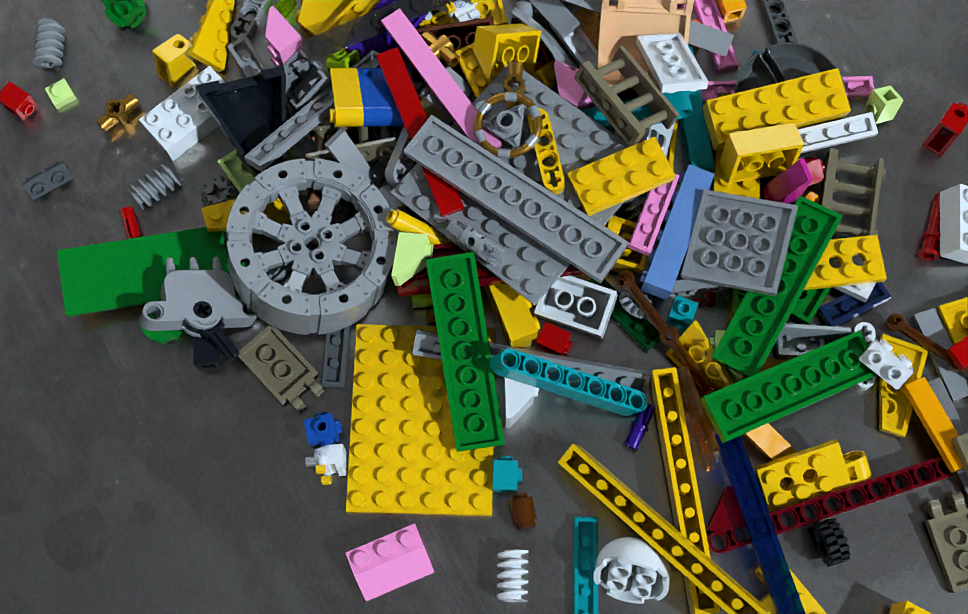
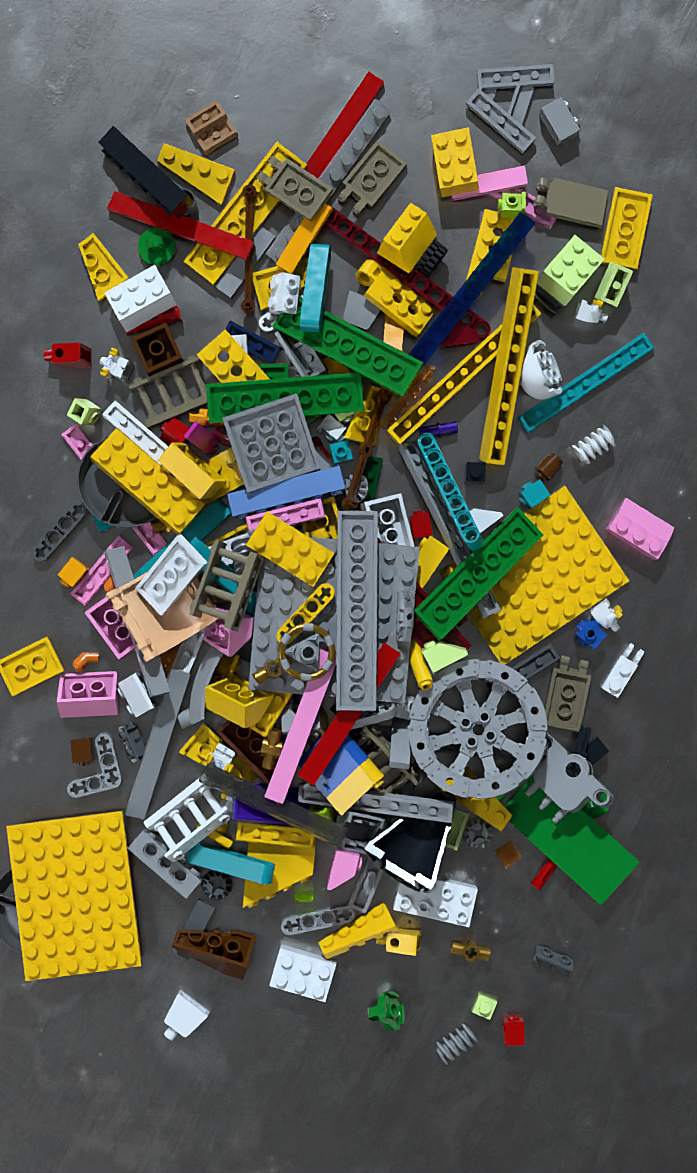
camera: 120 degrees left, 15 degrees up
(154, 186) = (506, 879): light grey piece -> none
(177, 208) = (508, 853): none -> clear orange tile
(261, 438) = (621, 672): none -> white hinge
(569, 430) = (475, 472): none -> black brick
(713, 320) = (332, 429): none -> white brick
(816, 427) = (360, 312): none -> light grey torso
(870, 530) = (408, 238): none -> yellow slope
(875, 395) = (315, 288): none -> beam
(904, 209) = (157, 349): none -> reddish brown brick
(909, 163) = (116, 366): none -> white piece

